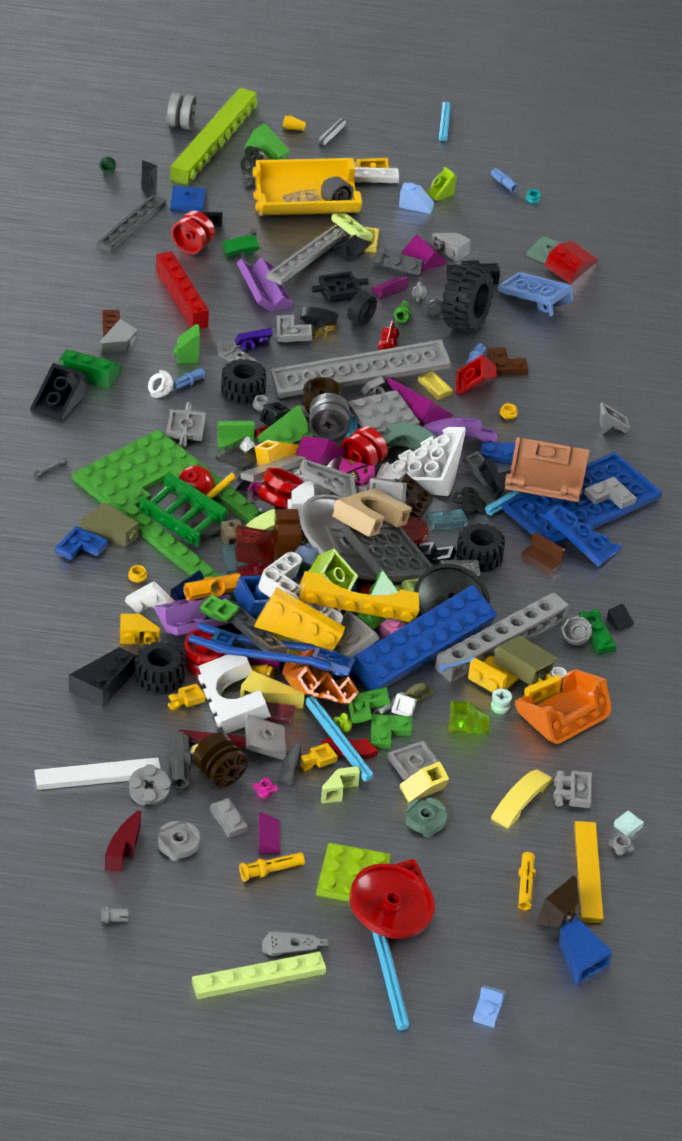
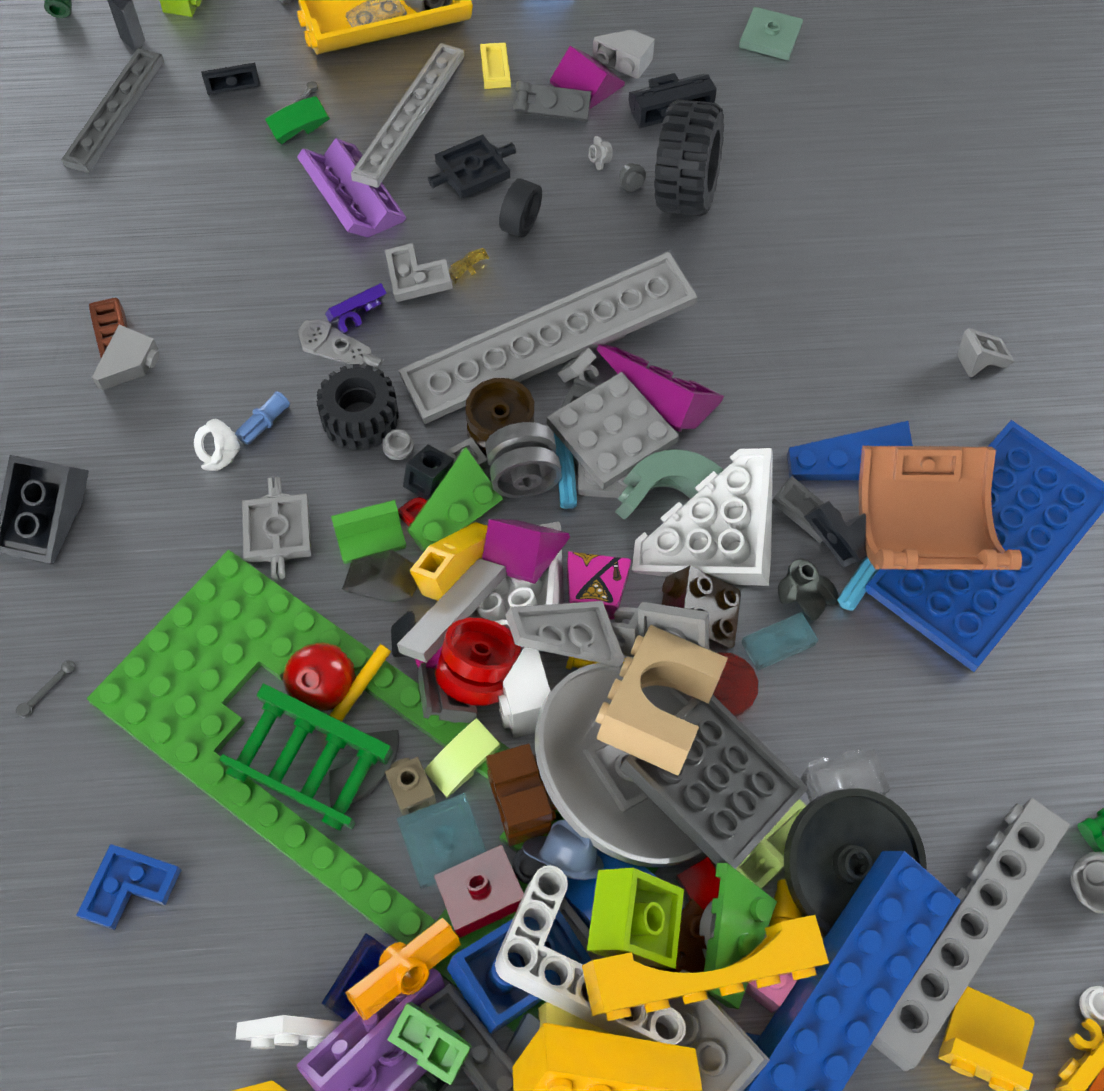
camera: 10 degrees left, 20 degrees up
(97, 370) = (83, 434): green slope -> none
(111, 525) = (174, 824): olive slope -> none
(137, 573) = (240, 933): yellow plate -> none
(182, 290) = (218, 232): red brick -> none
(187, 198) = (196, 44): blue plate -> none
(188, 346) = (248, 352): bright green slope -> none
(193, 232) = (214, 112): red wheel -> none
(254, 545) = (459, 818): clear red slope -> none
(313, 314) = (449, 233): black slope -> none
(350, 247) = (469, 88): black slope -> none
(351, 226) = (465, 49): yellowish green tile -> none
(365, 446) = (602, 521): red wheel -> none
(389, 337) = (580, 267): red hinge -> none
(391, 286) = (551, 148): magenta slope -> none
(403, 312) = (584, 197): bright green cone -> none
(435, 385) = (676, 338): light yellow tile -> none
(436, 554) = (787, 735): black slope -> none
(442, 667) = (899, 1075): medium blue hinge -> none
(473, 428) = (744, 429): medium lavender slope -> none
(475, 375) = (735, 305): red slope -> none
(478, 350) = (723, 264): medium blue axle -> none
(481, 544) = (875, 684): black tyre -> none
(507, 366) = (771, 270): reddish brown plate -> none
(508, 411) = (810, 367): yellow plate -> none
(524, 659) = (1036, 994): olive brick -> none
(538, 289) = (783, 113): medium blue plate -> none
(544, 554) = (973, 691): reddish brown panel -> none
(569, 261) = (811, 47): red slope -> none
(592, 544) = (1039, 640): blue wing -> none
(612, 490) = (1044, 512): light grey plate -> none

